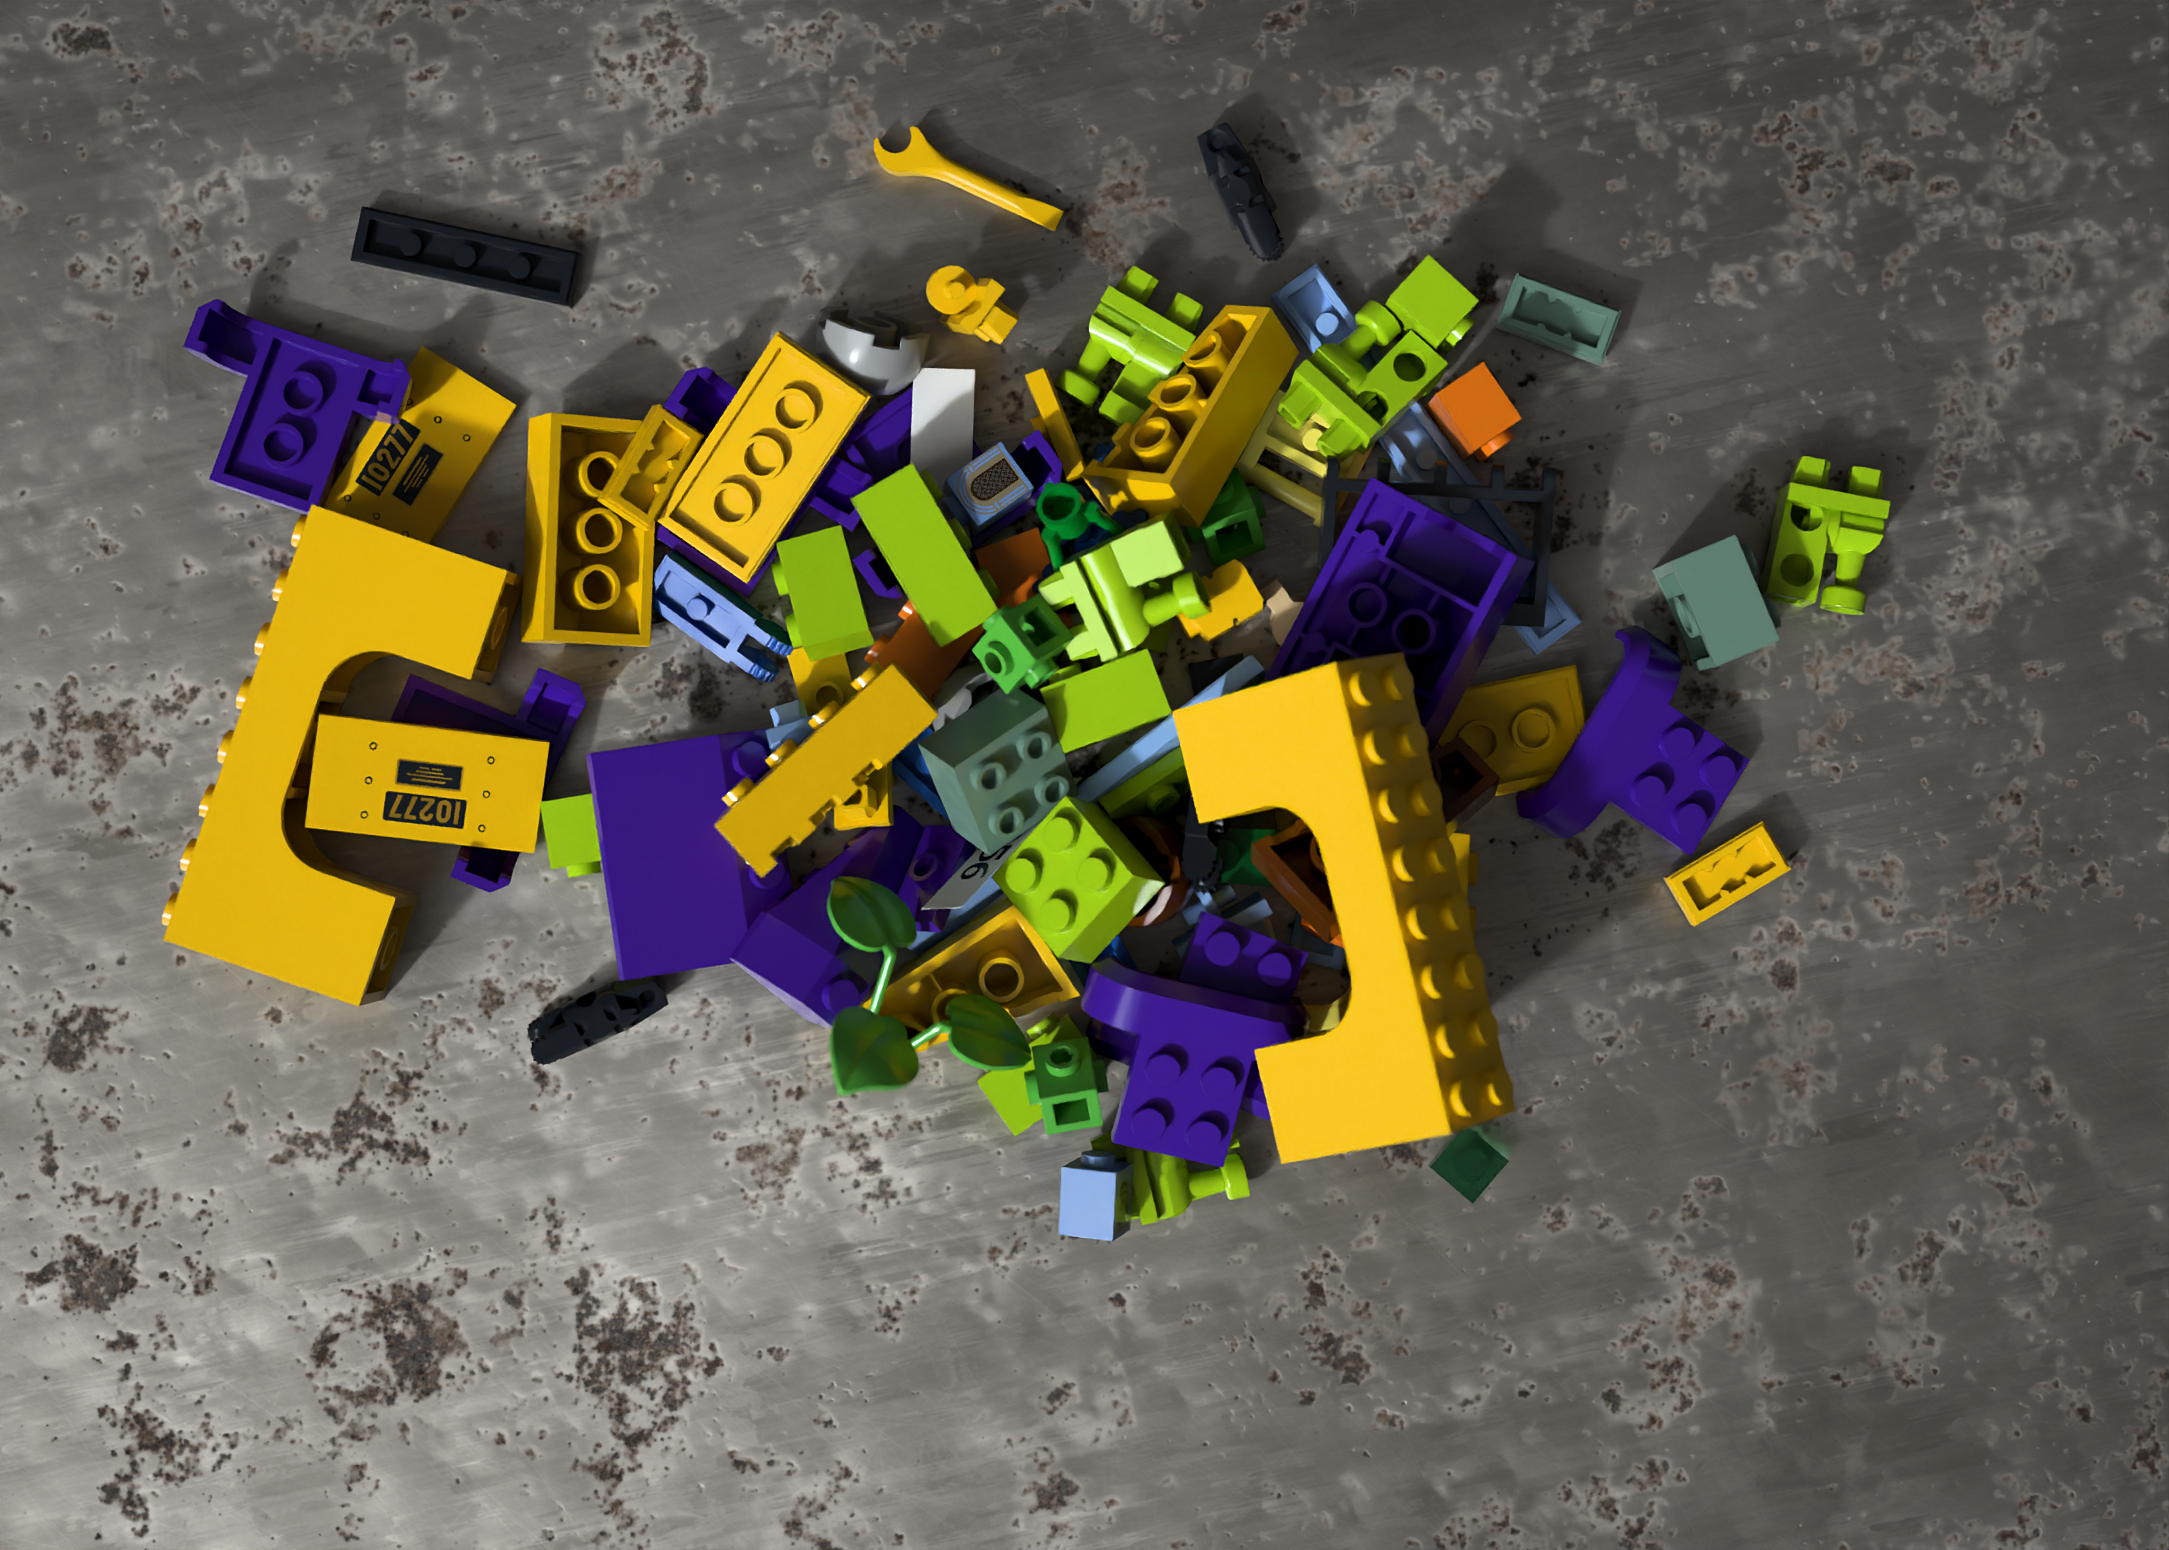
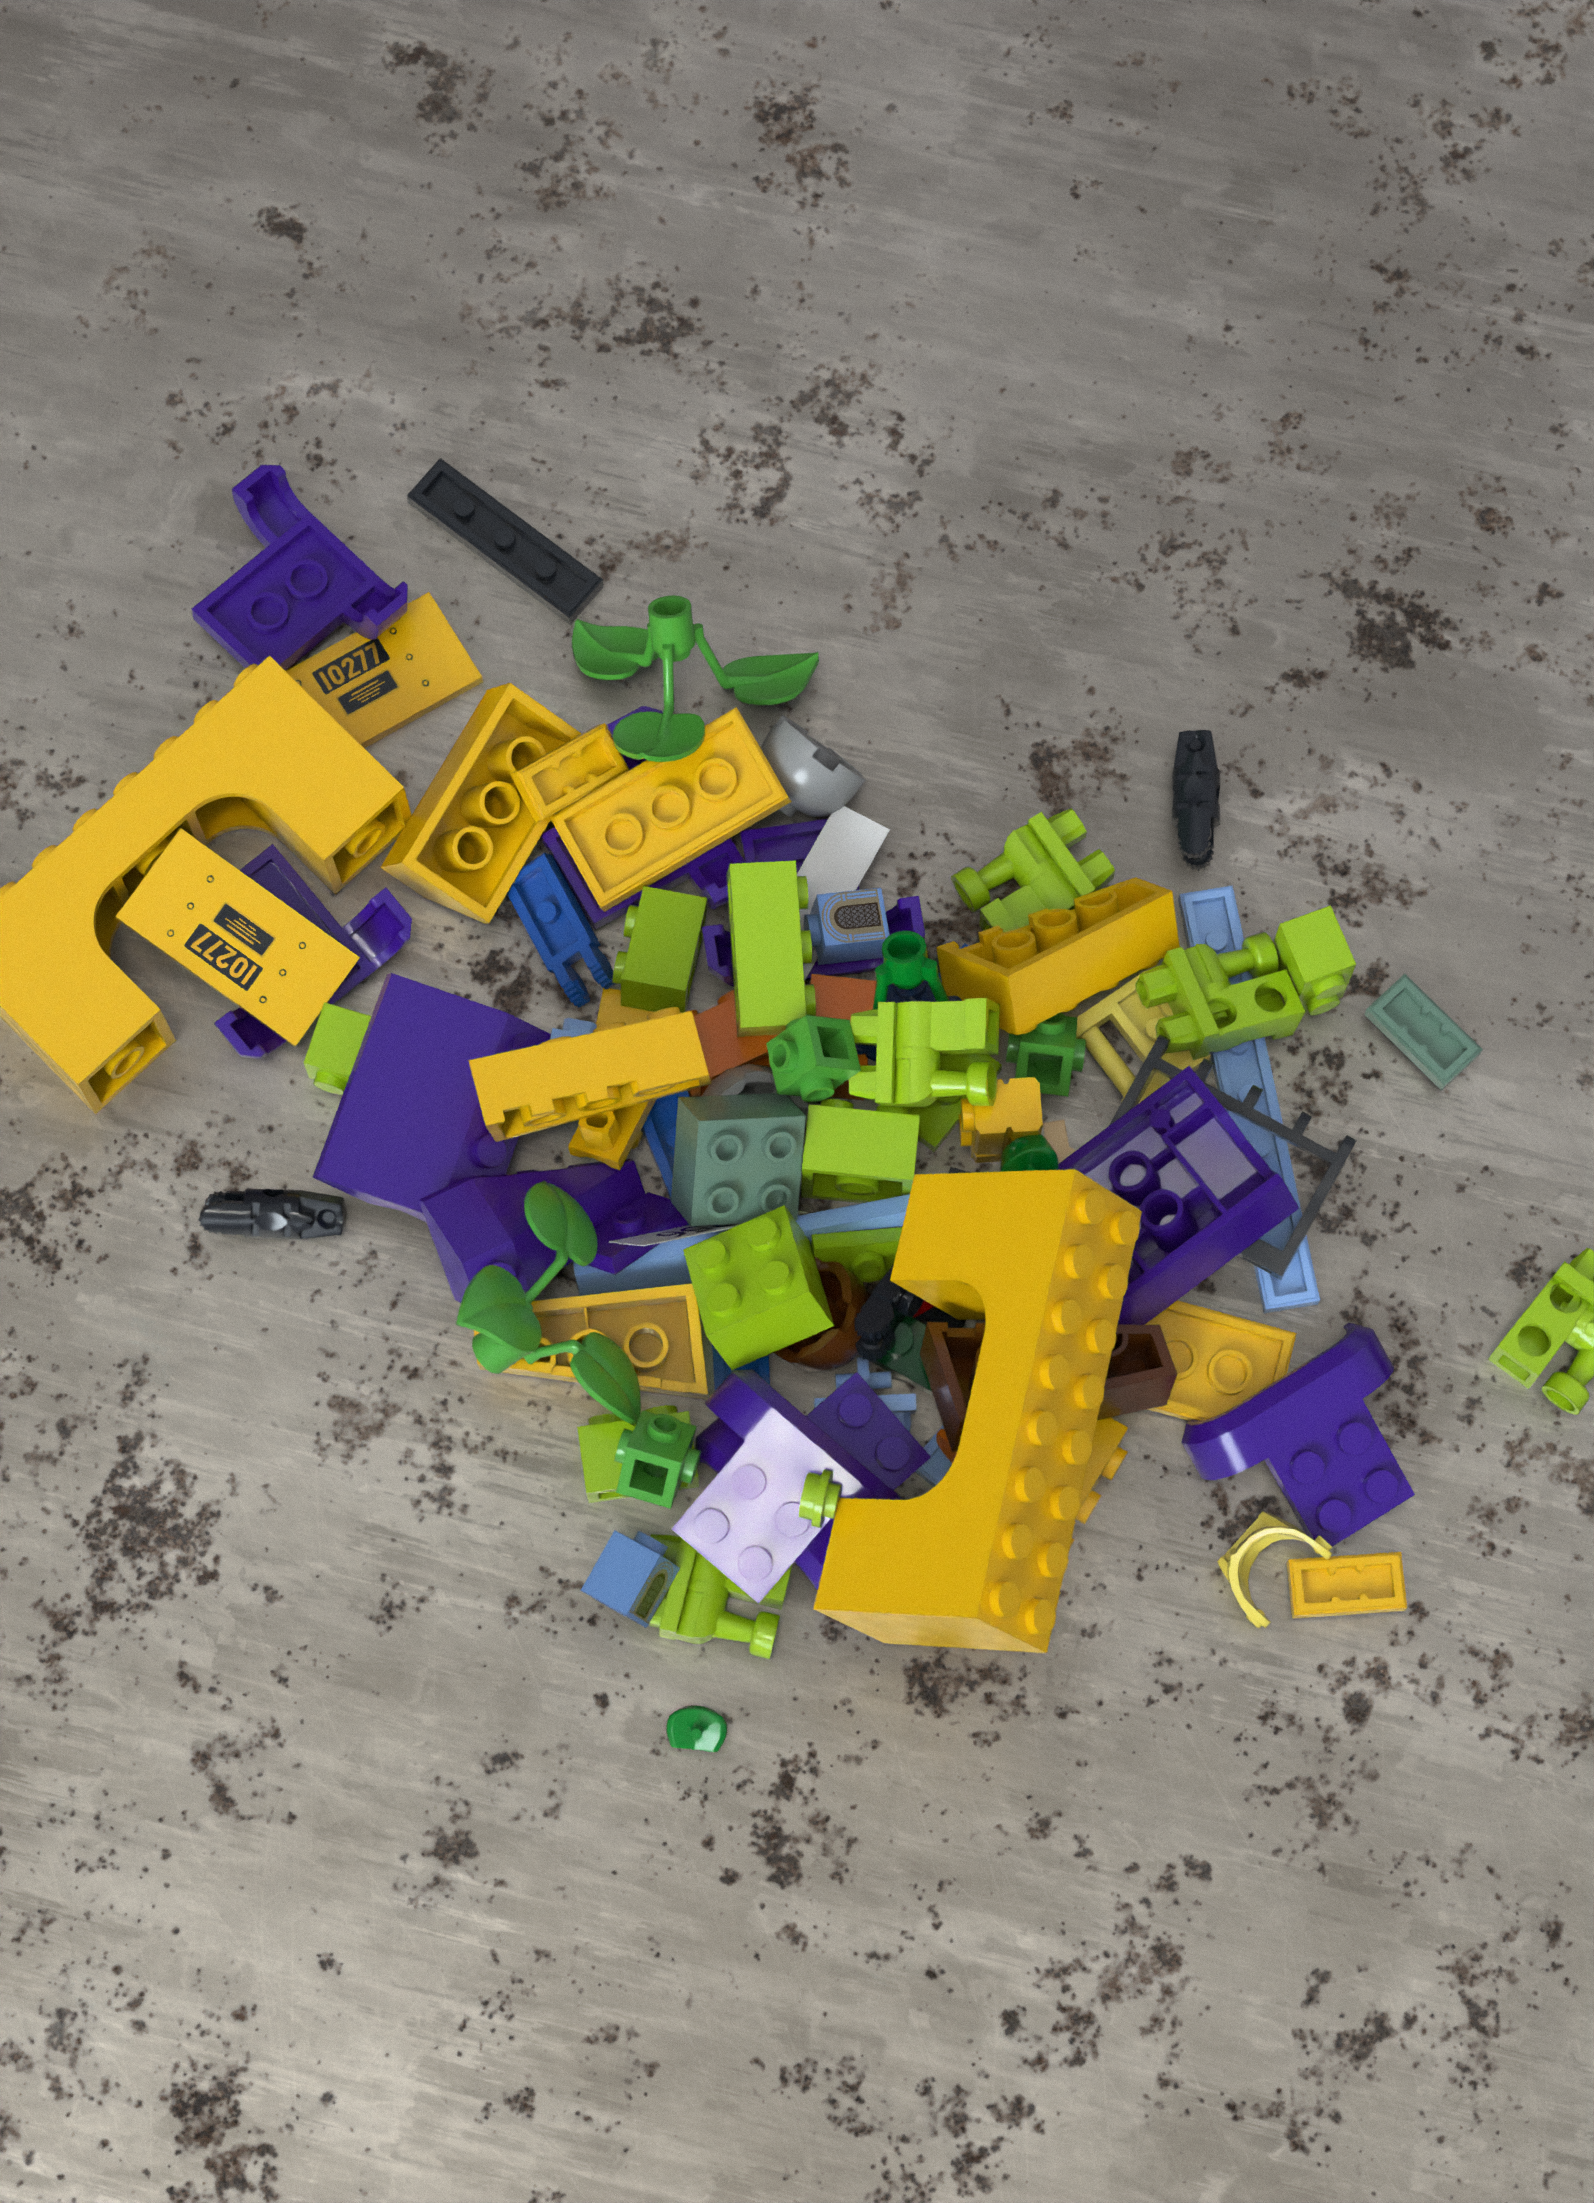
camera: 25 degrees right, 15 degrees down
(727, 396) = (671, 635): none -> bright green plant
(925, 160) = (935, 644): yellow piece -> none
(970, 304) = (914, 774): yellow hips -> none
(1054, 424) = (936, 902): yellow plate -> none
(1215, 1287) = (696, 1729): none -> green piece
(1237, 1058) = (819, 1497): none -> lime plate
(1263, 637) = (1029, 1154): none -> green piece
(1468, 1163) = (983, 1732): clear green plate -> none
(1474, 414) = (1307, 1067): orange brick -> none
(1619, 899) = (1241, 1556): none -> light yellow helmet
(1718, 603) = (1448, 1333): sand green brick -> none

